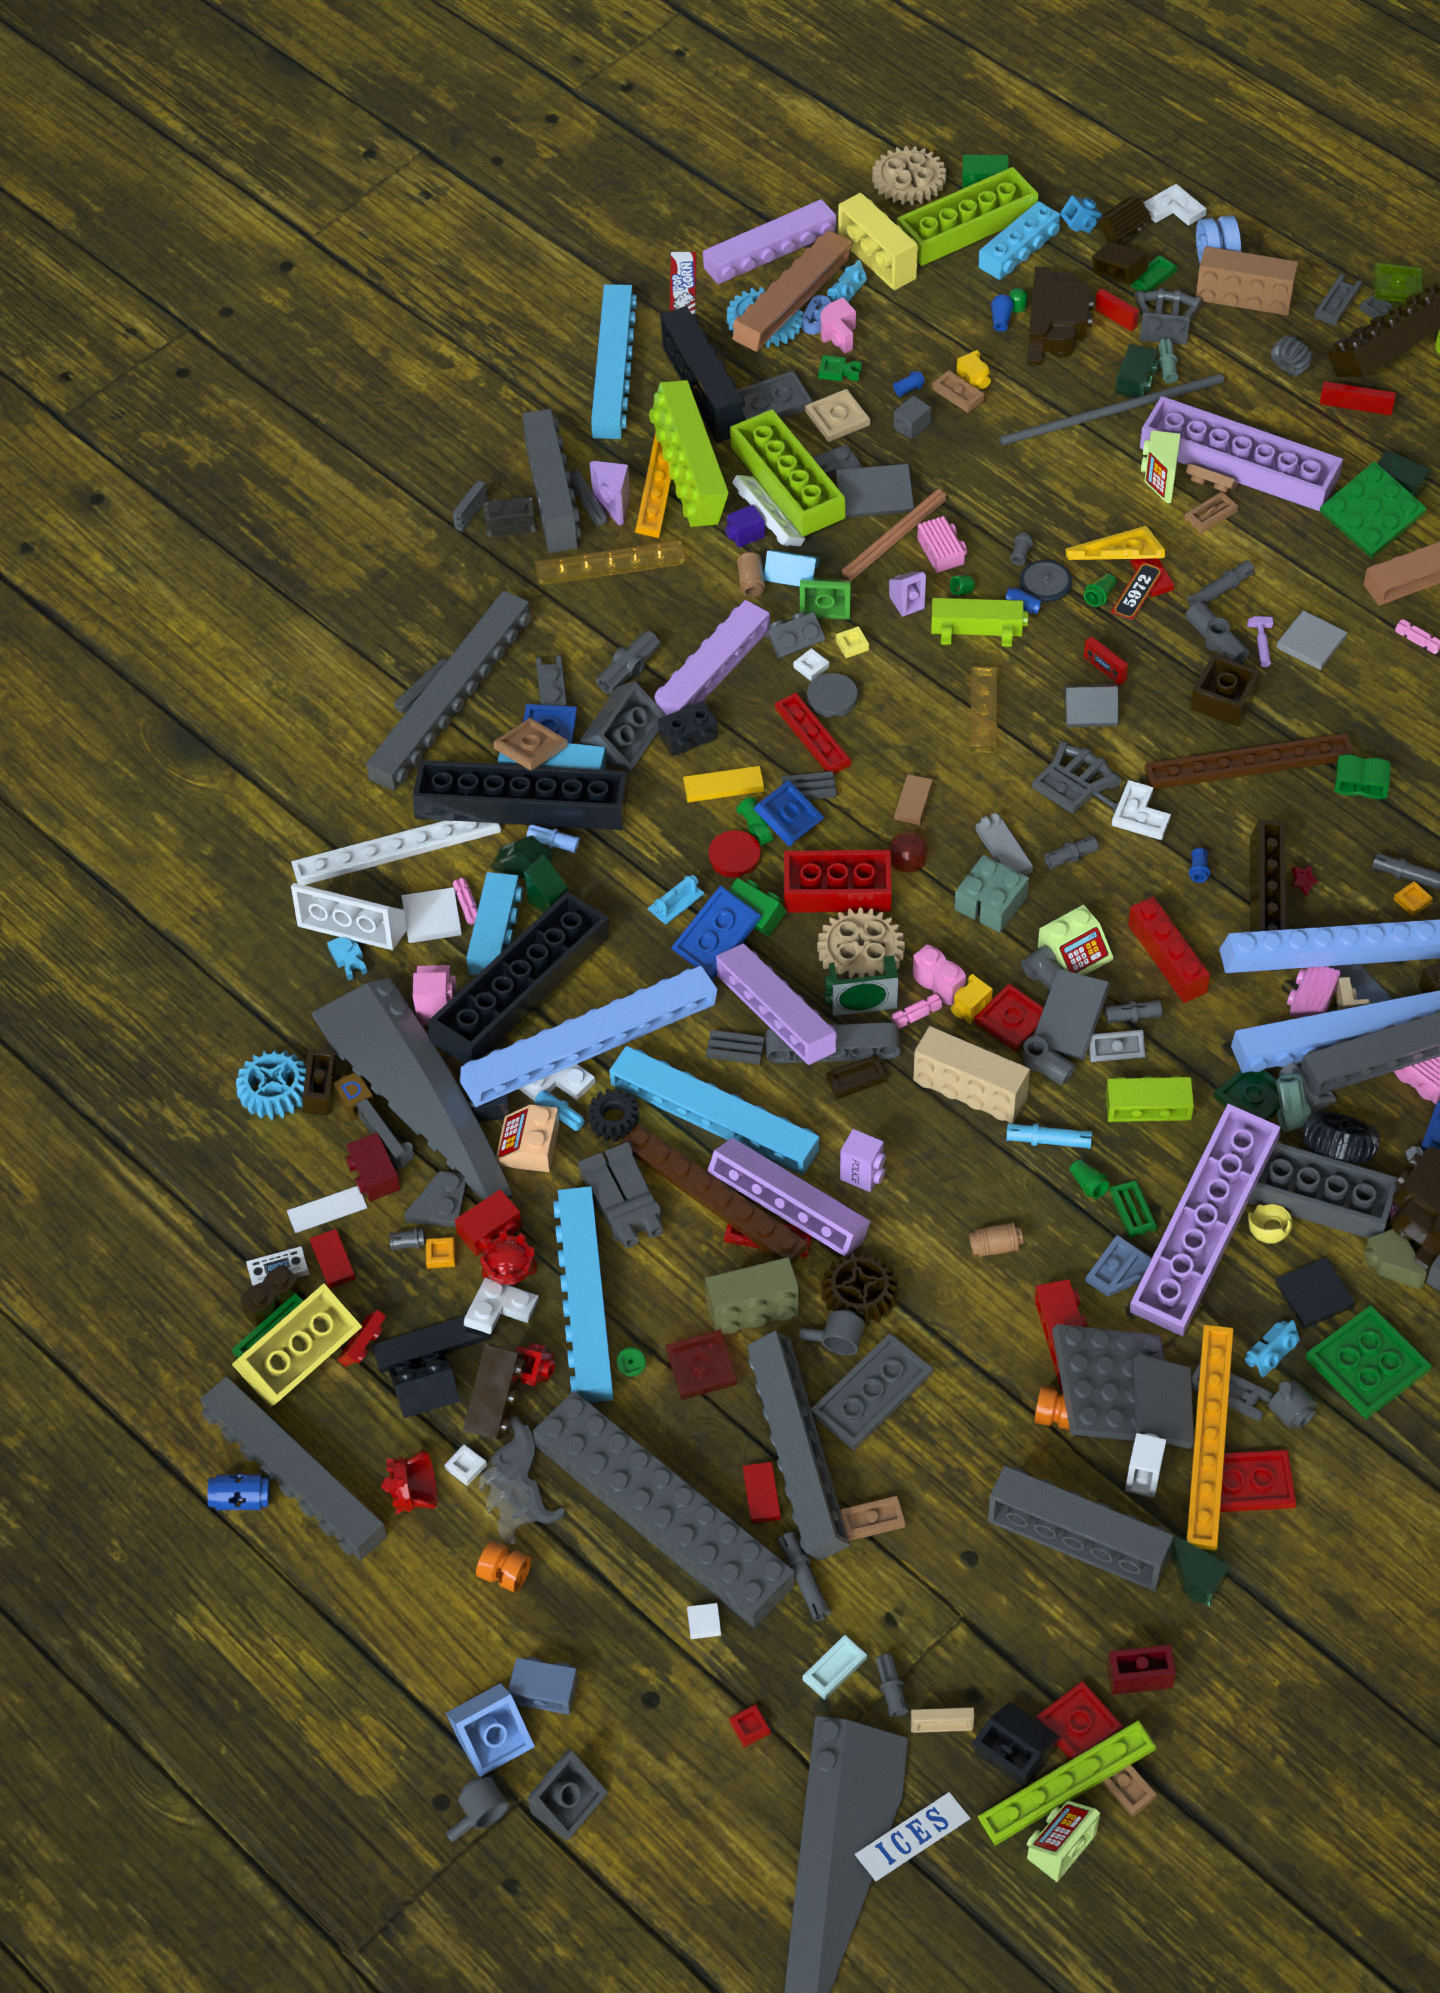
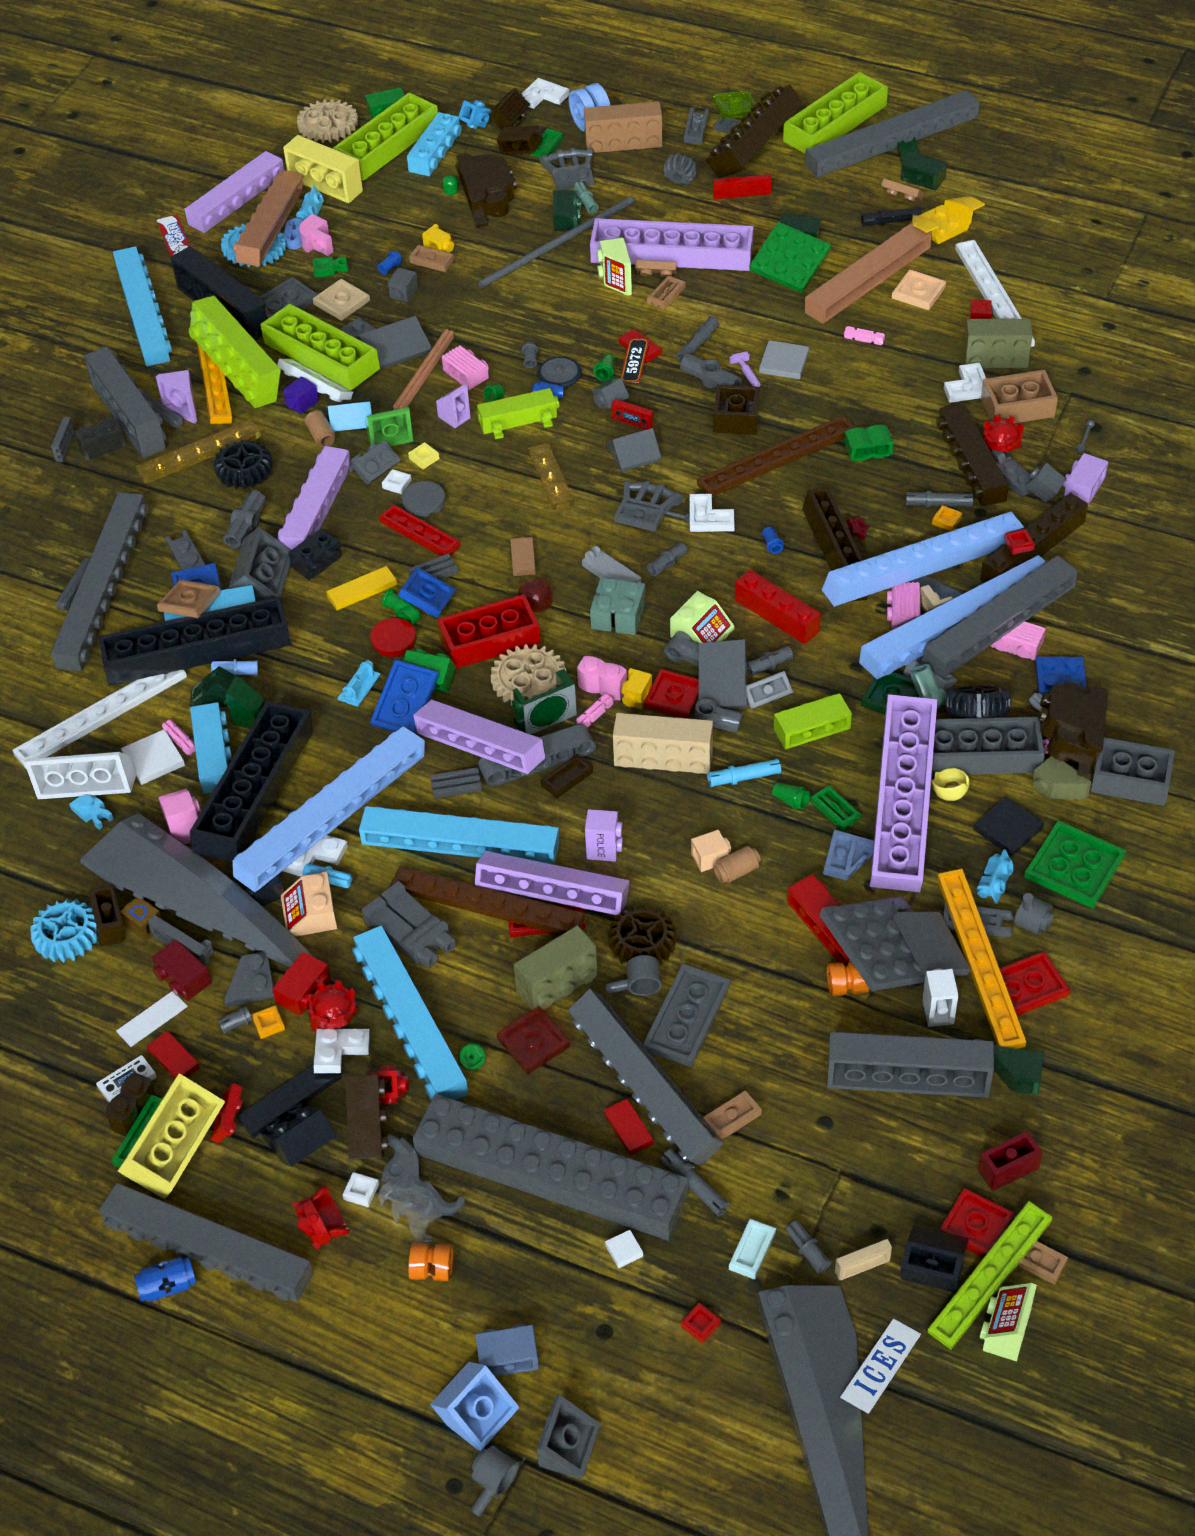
camera: 20 degrees left, 5 degrees down
(608, 1102) = (375, 854): black tyre -> none
(651, 594) = (243, 464): none -> black gear
(973, 1213) = (709, 849): none -> light nougat brick
(1001, 311) = (441, 195): blue cone -> none
(1089, 624) = (609, 391): none -> dark grey brick
(1116, 310) = (531, 172): red tile -> none
(1131, 544) = (611, 330): yellow wing -> none

